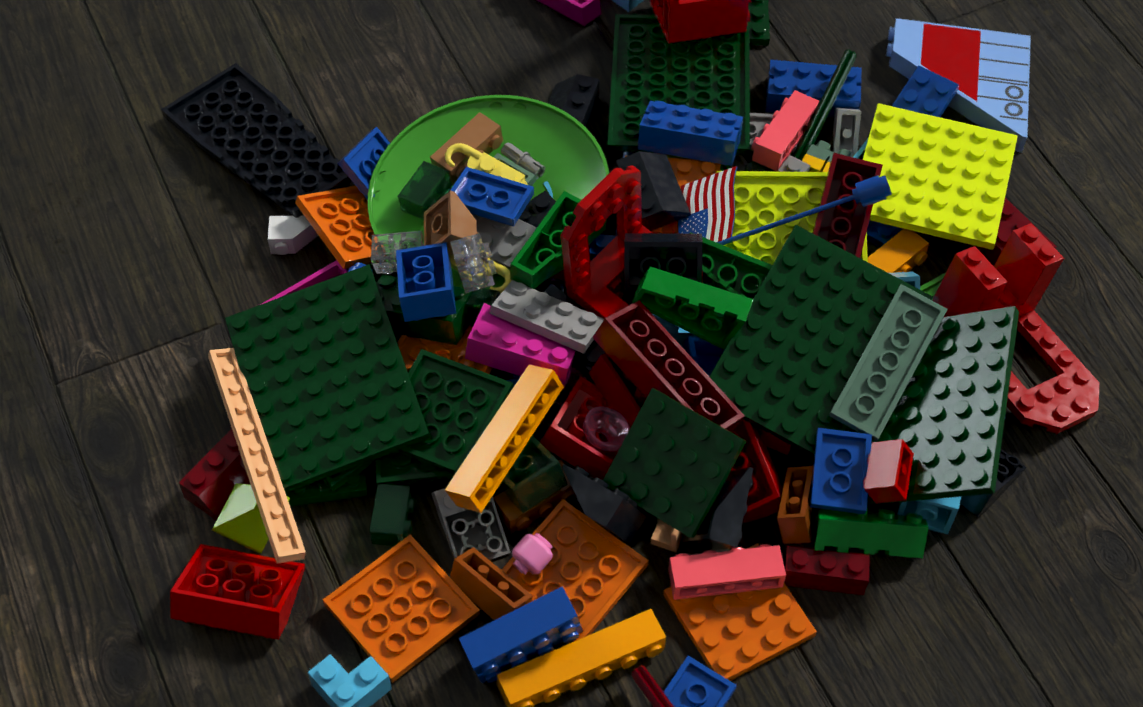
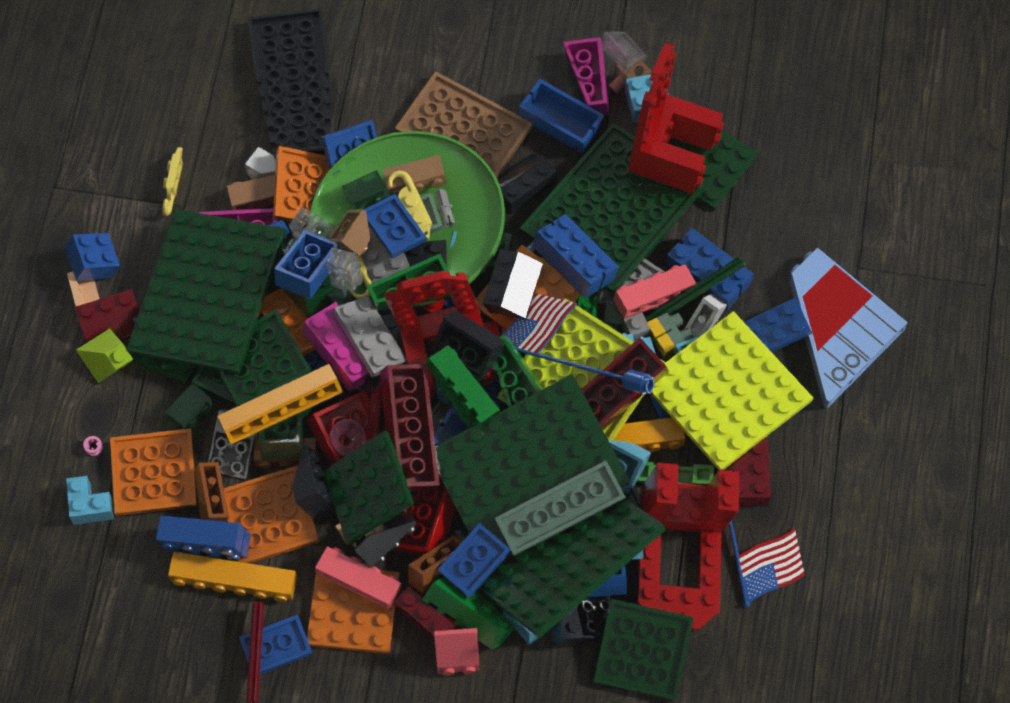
camera: 35 degrees right, 10 degrees up
(159, 420) = (92, 256): none -> blue brick
(168, 465) = (83, 290): none -> light nougat panel
(194, 303) = (171, 182): none -> light yellow plate
(236, 591) = (66, 399): red slope -> none
(257, 457) = (128, 318): light nougat plate -> none
(298, 262) = (253, 193): none -> medium nougat brick
(312, 629) = (93, 439): none -> bright pink bush
(437, 82) = (469, 118): none -> medium nougat plate
(532, 554) = (248, 489): bright pink head -> none
(560, 34) = (561, 116): none -> blue piece
(888, 471) = (497, 580): brick -> none
(894, 579) = (457, 651): none -> coral slope
(1069, 460) = (643, 649): none -> dark green plate
(1098, 316) = (768, 565): none -> flag

